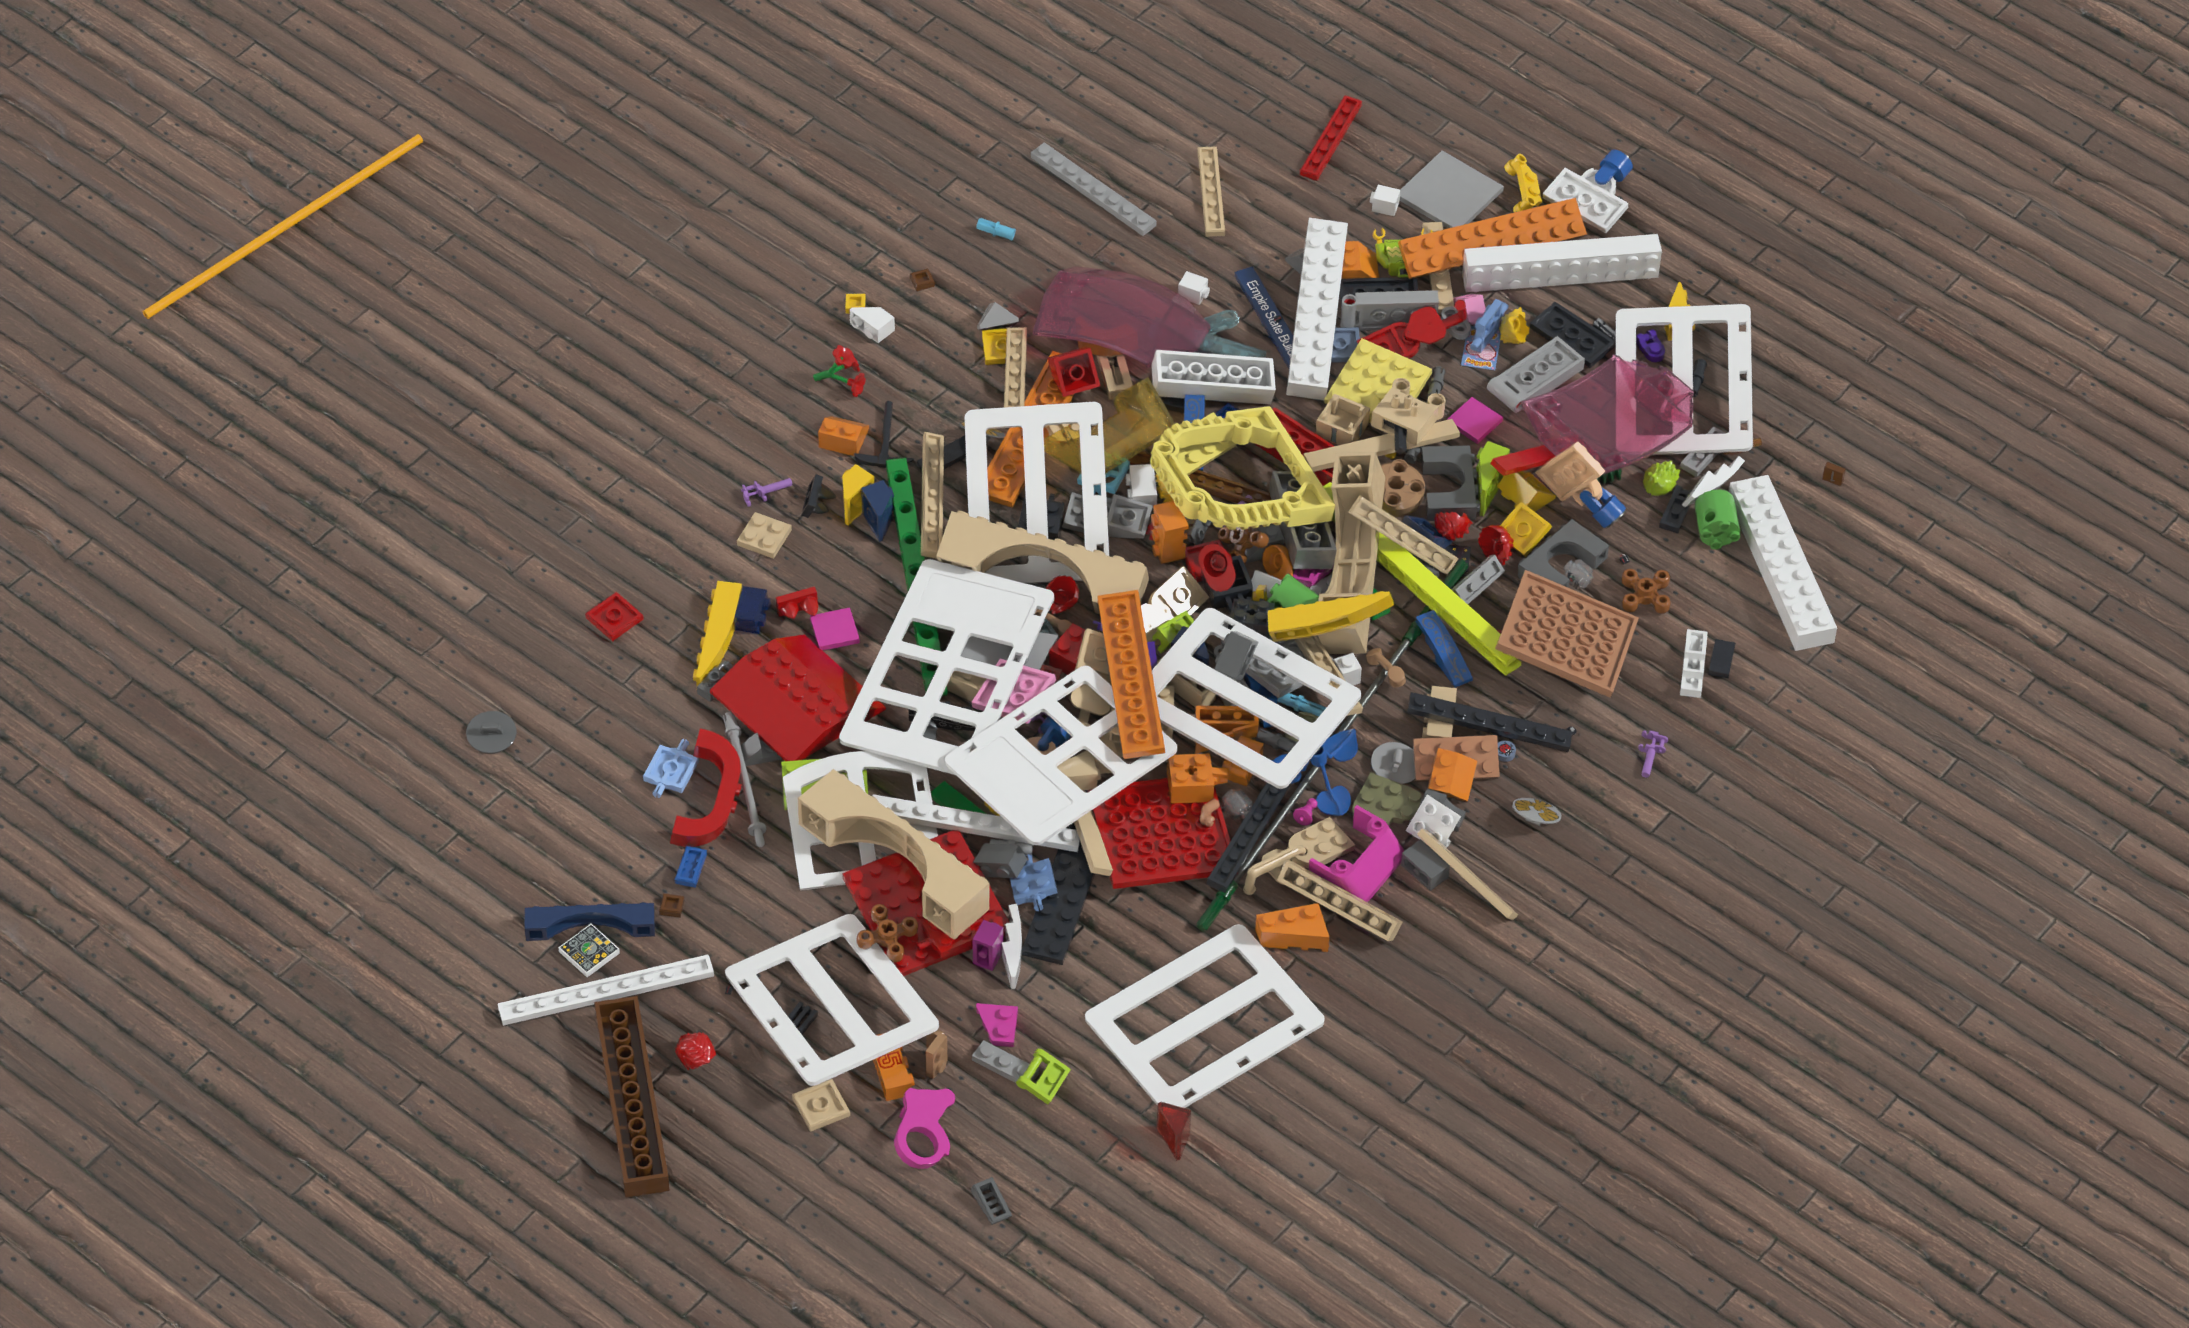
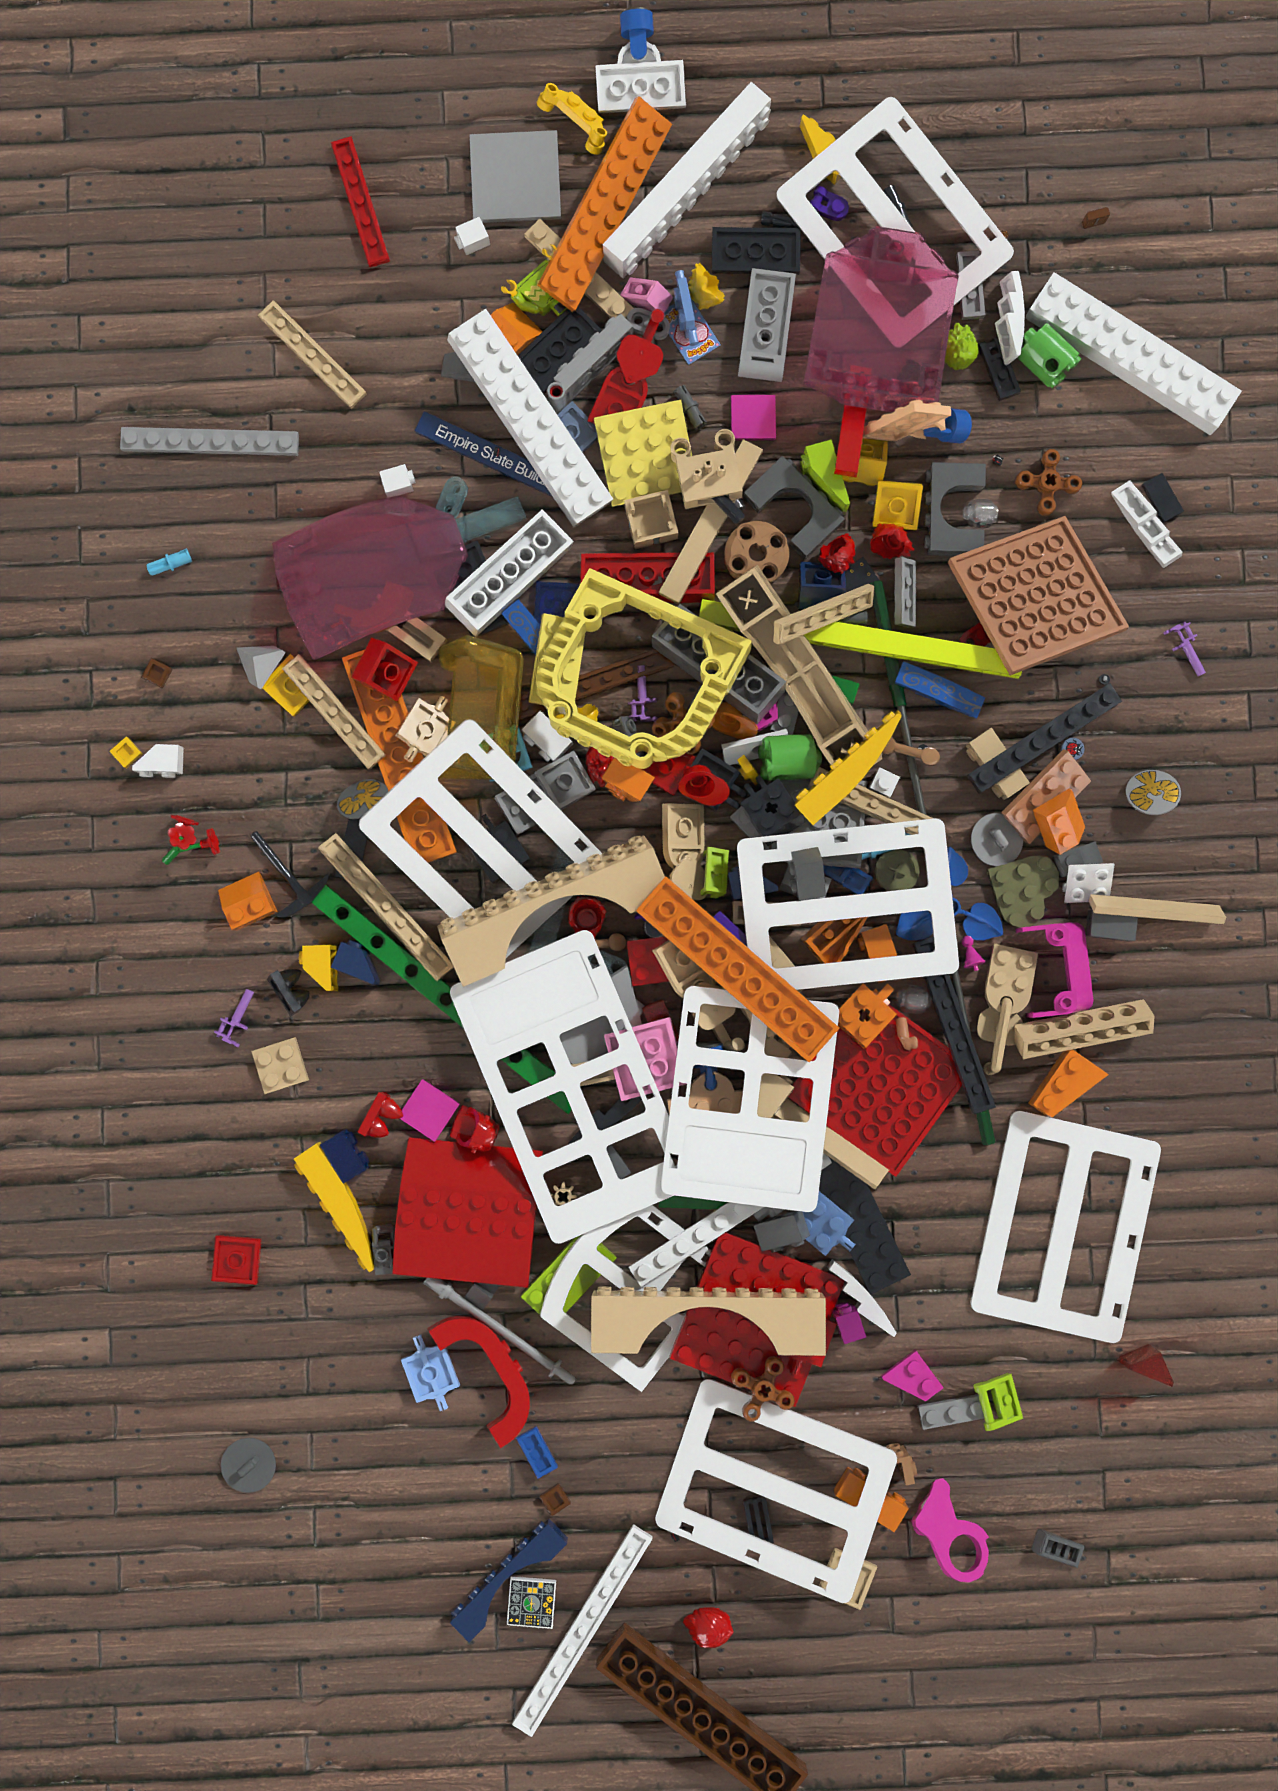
camera: 40 degrees left, 35 degrees up
(856, 659) = (474, 1129): none -> red helmet

